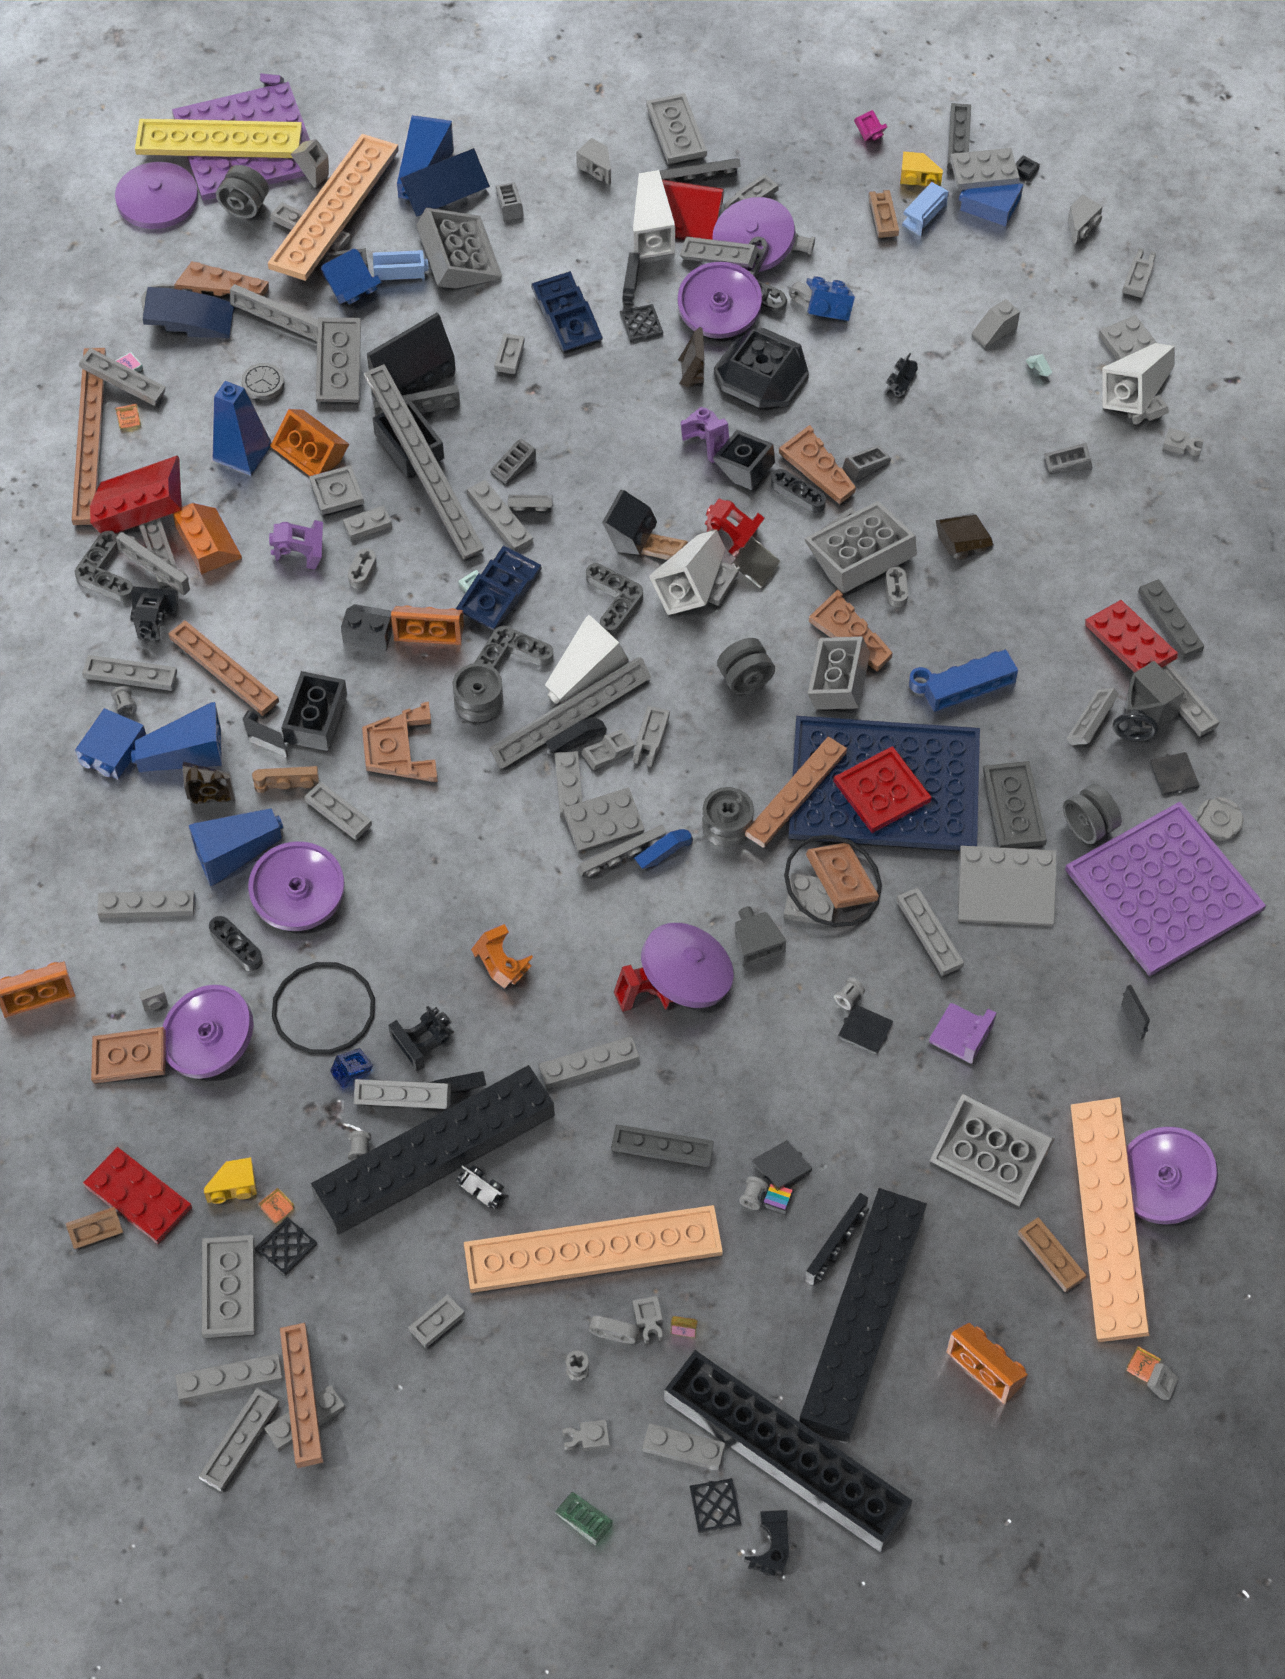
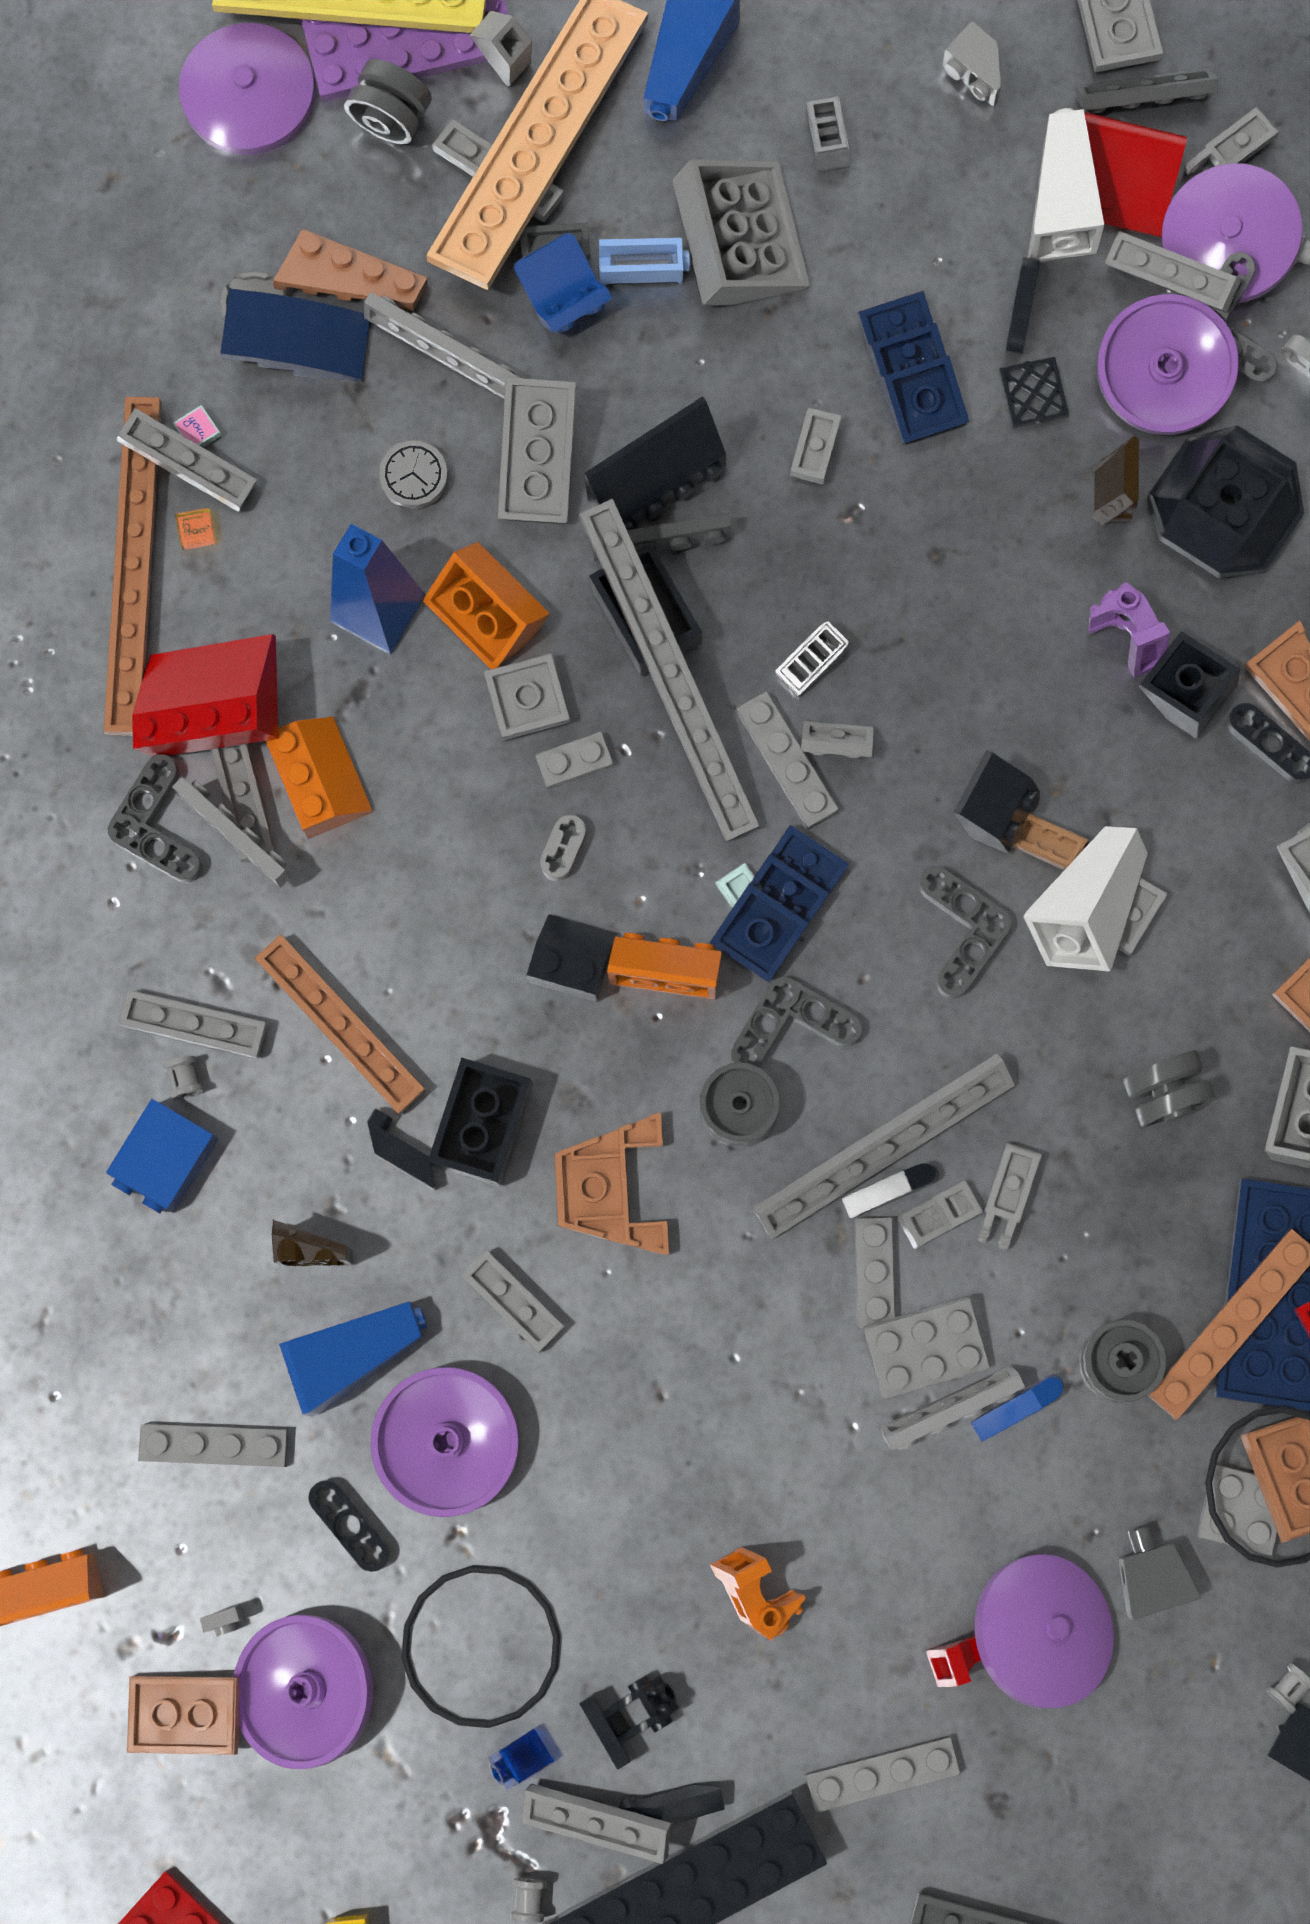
camera: 10 degrees right, 20 degrees up
(149, 616) = (221, 936): black tile -> none
(188, 739) = (278, 1167): blue slope -> none
(285, 778) = (431, 1239): medium nougat plate -> none
(311, 547) = (437, 799): medium lavender tile -> none
(445, 182) = (723, 101): dark blue slope -> none
(586, 661) = (915, 1056): white slope -> none
(717, 520) = (1143, 796): red tile -> none
(756, 562) = (1195, 883): clear smoke piece -> none

